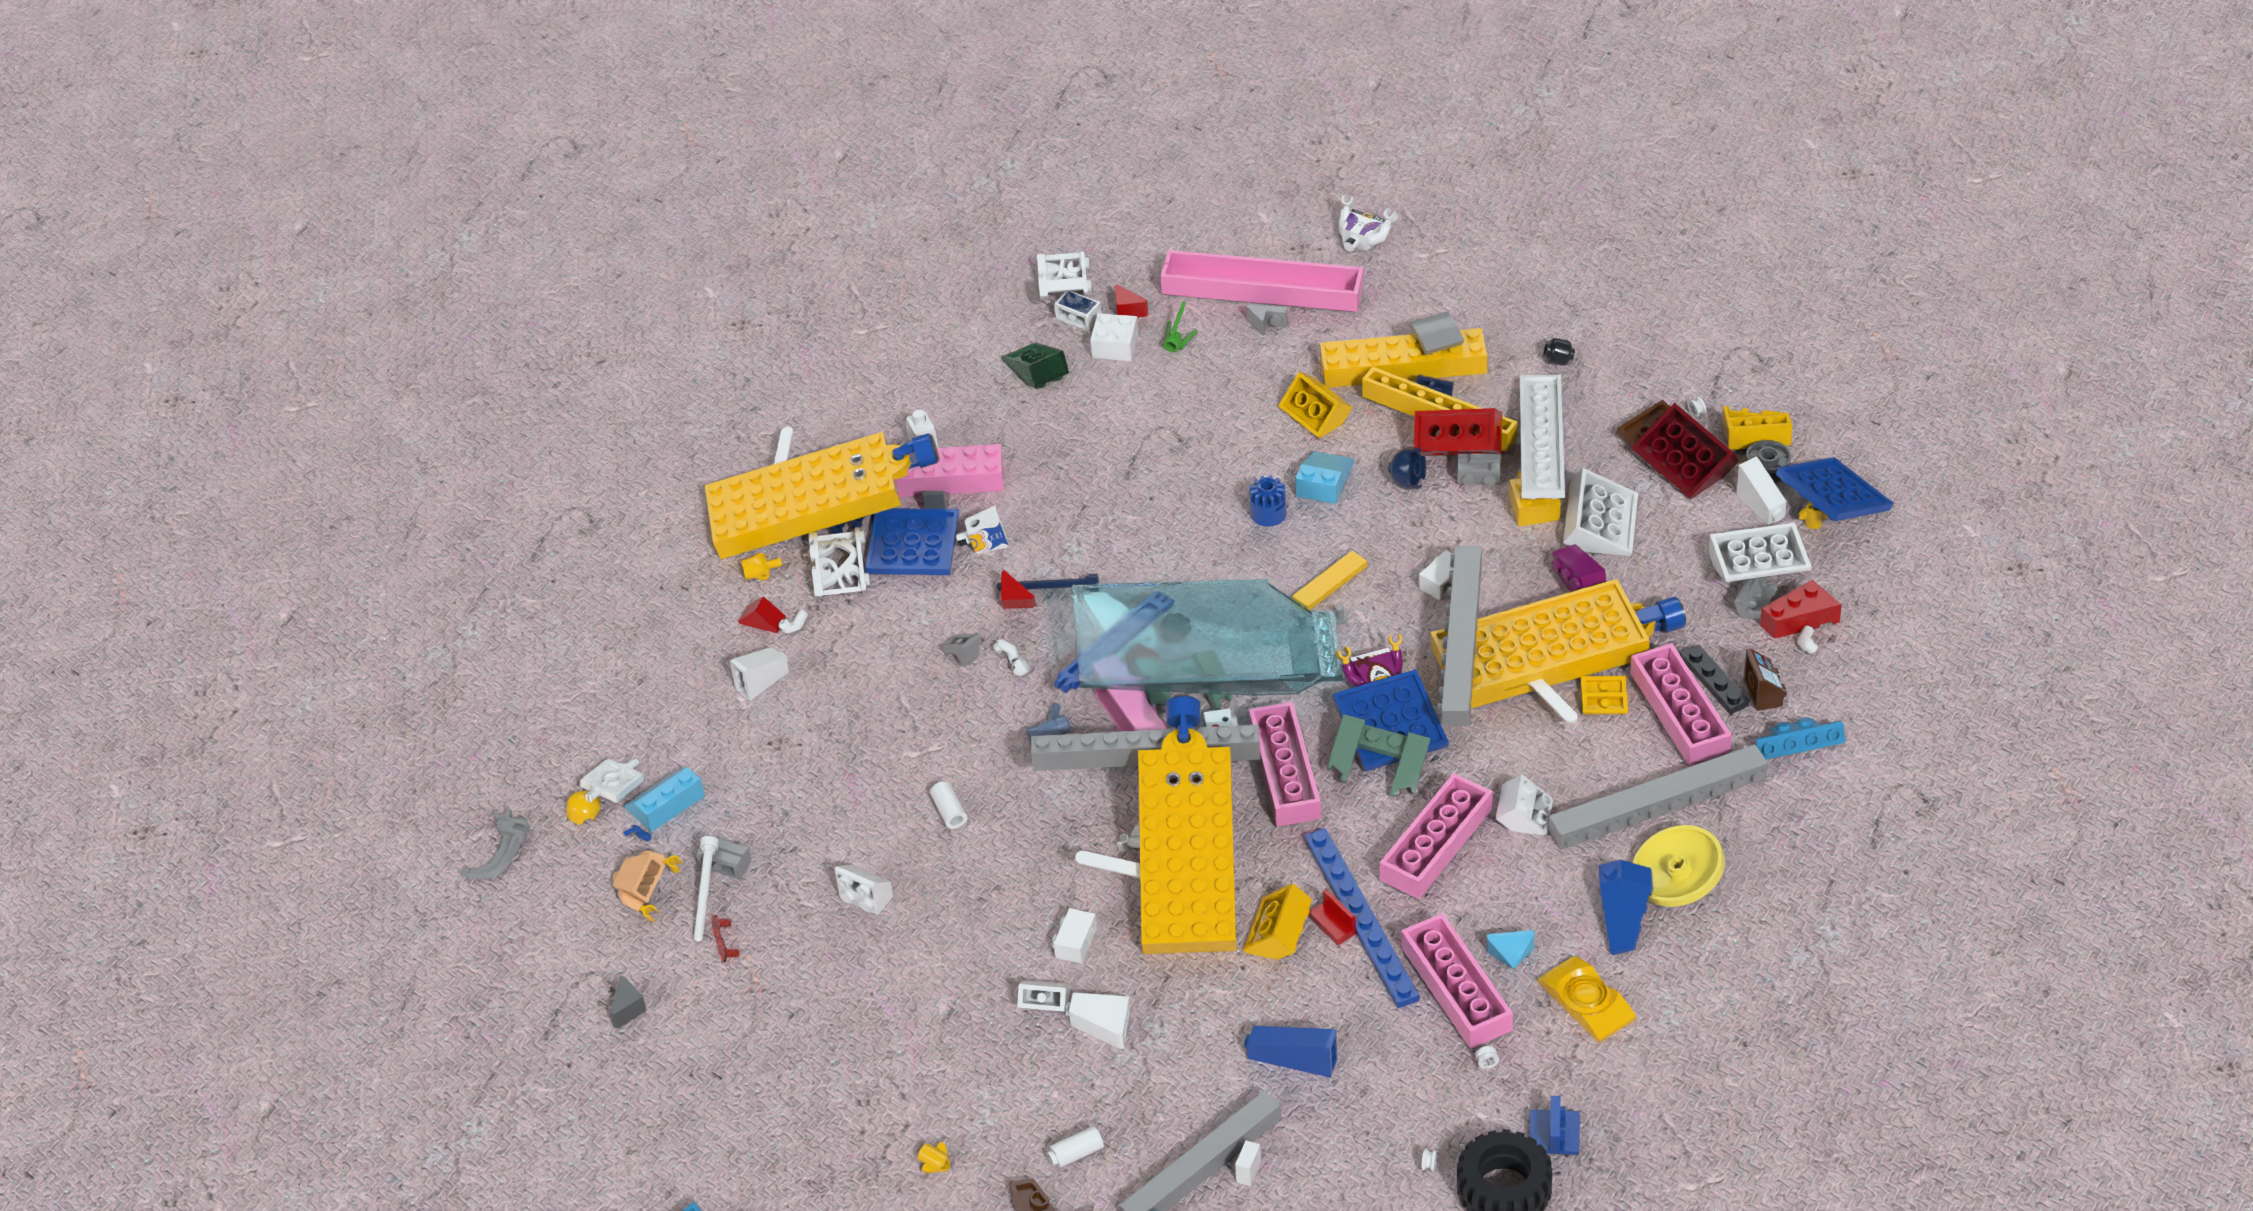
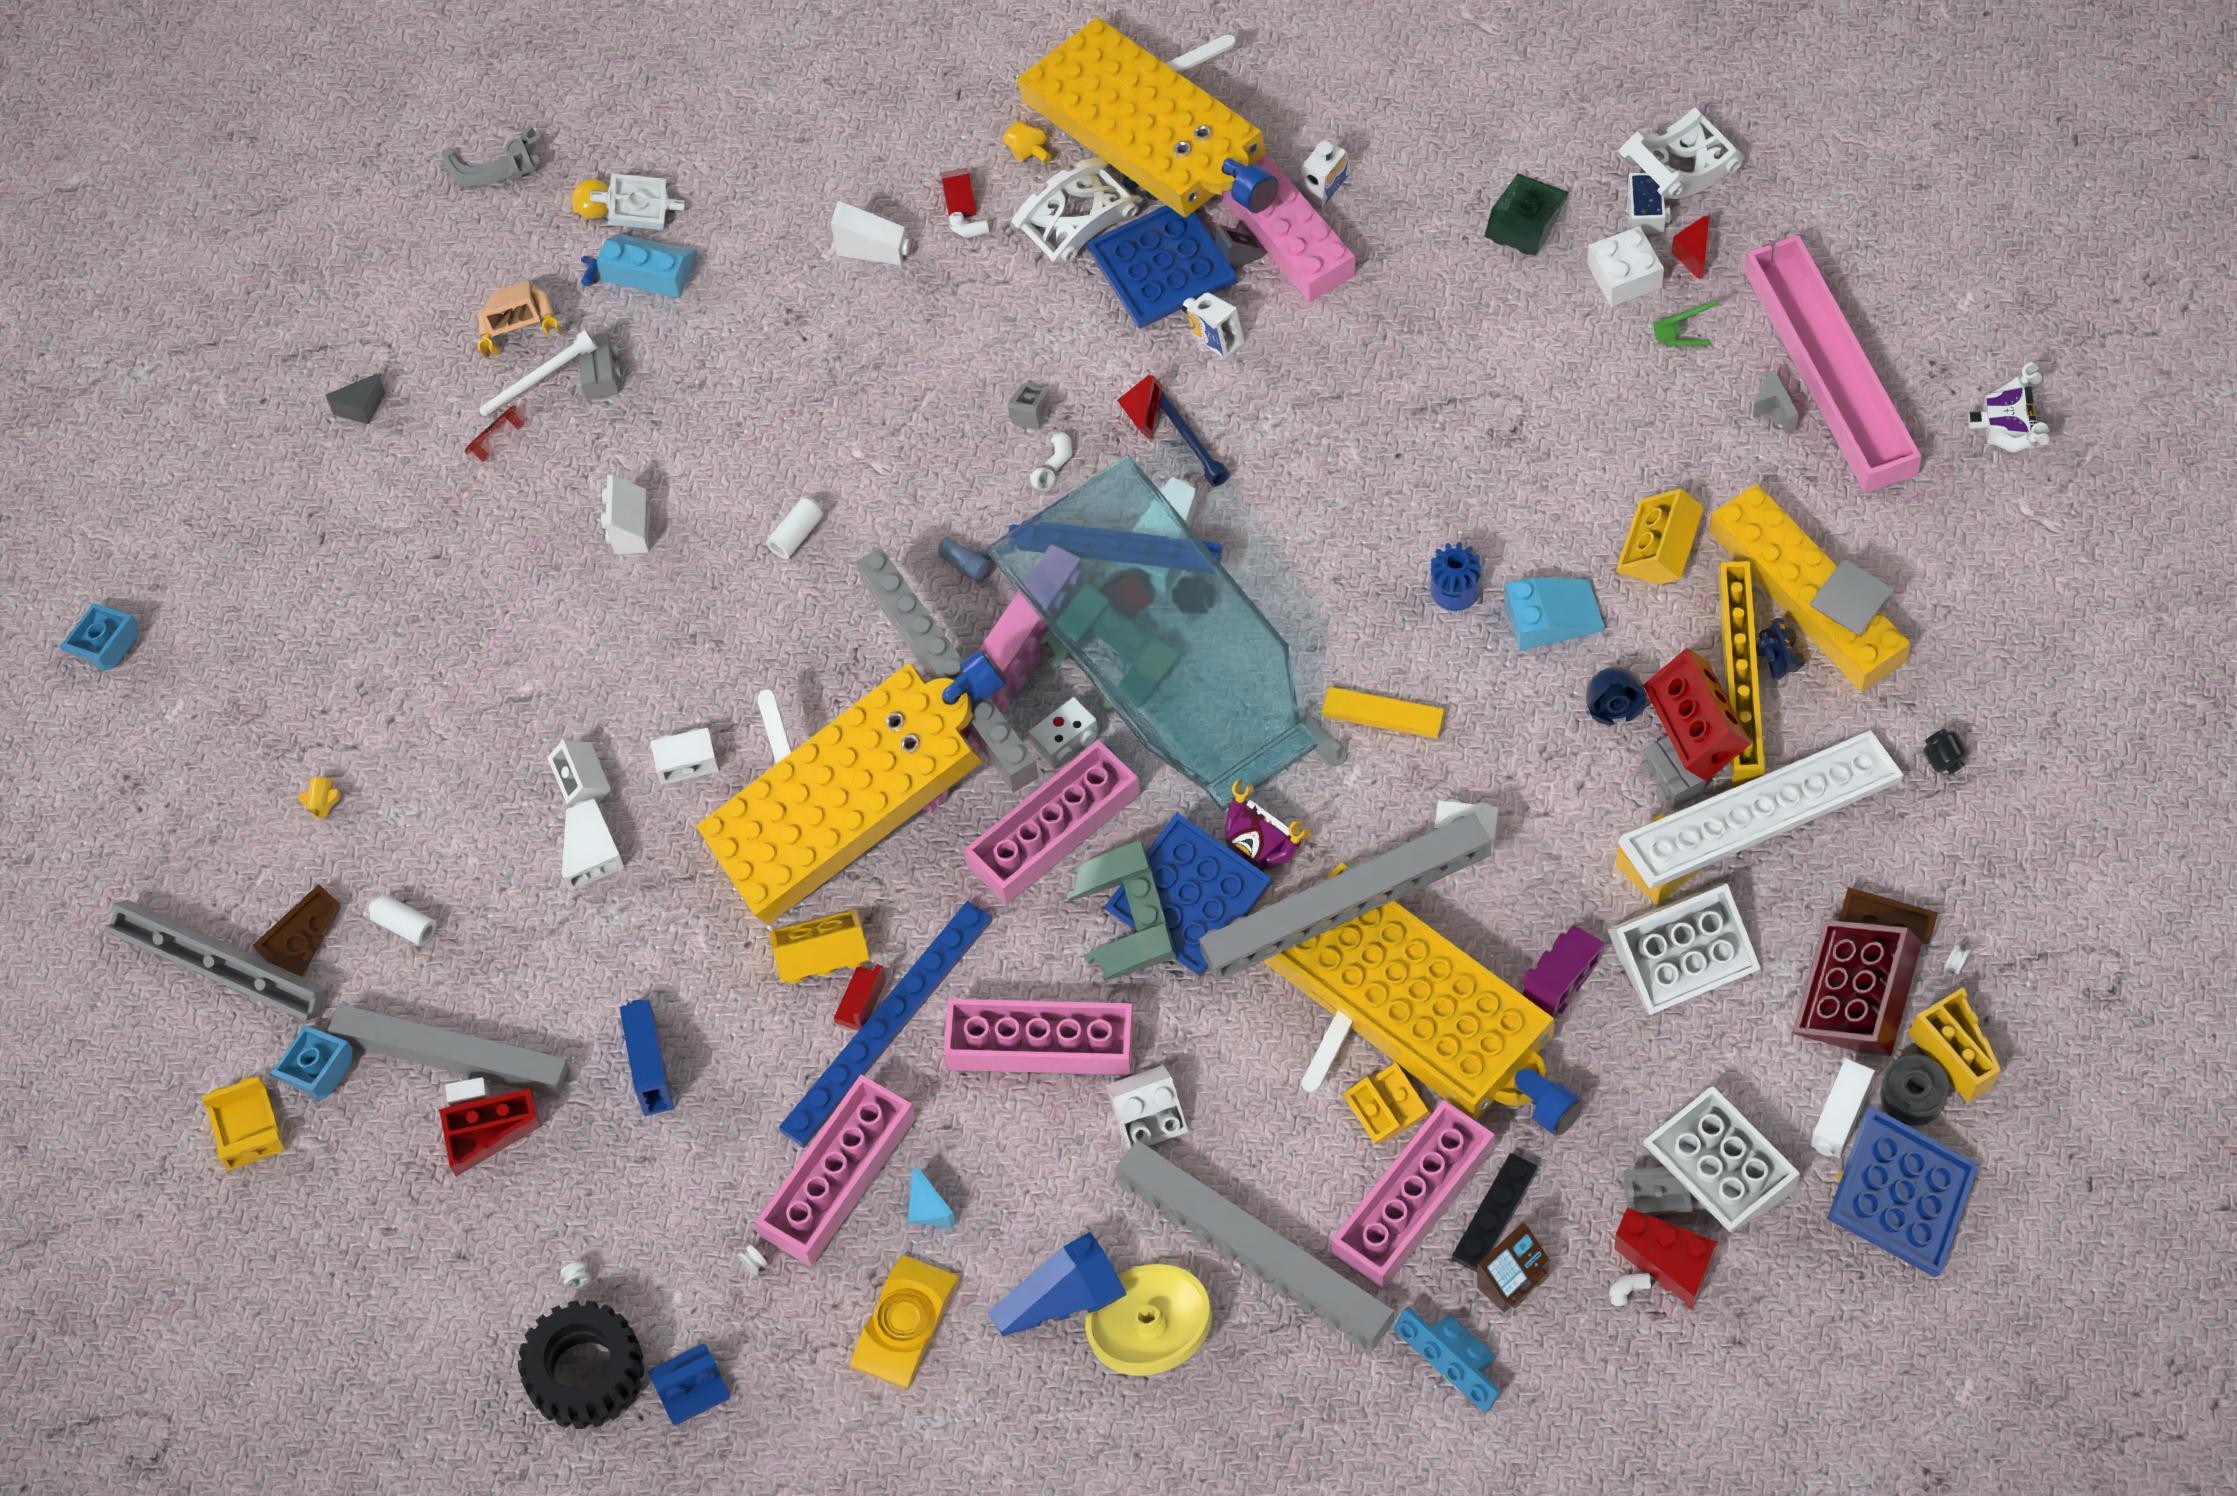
camera: 60 degrees right, 15 degrees up
(1280, 1161) = (486, 1127): none -> red wedge

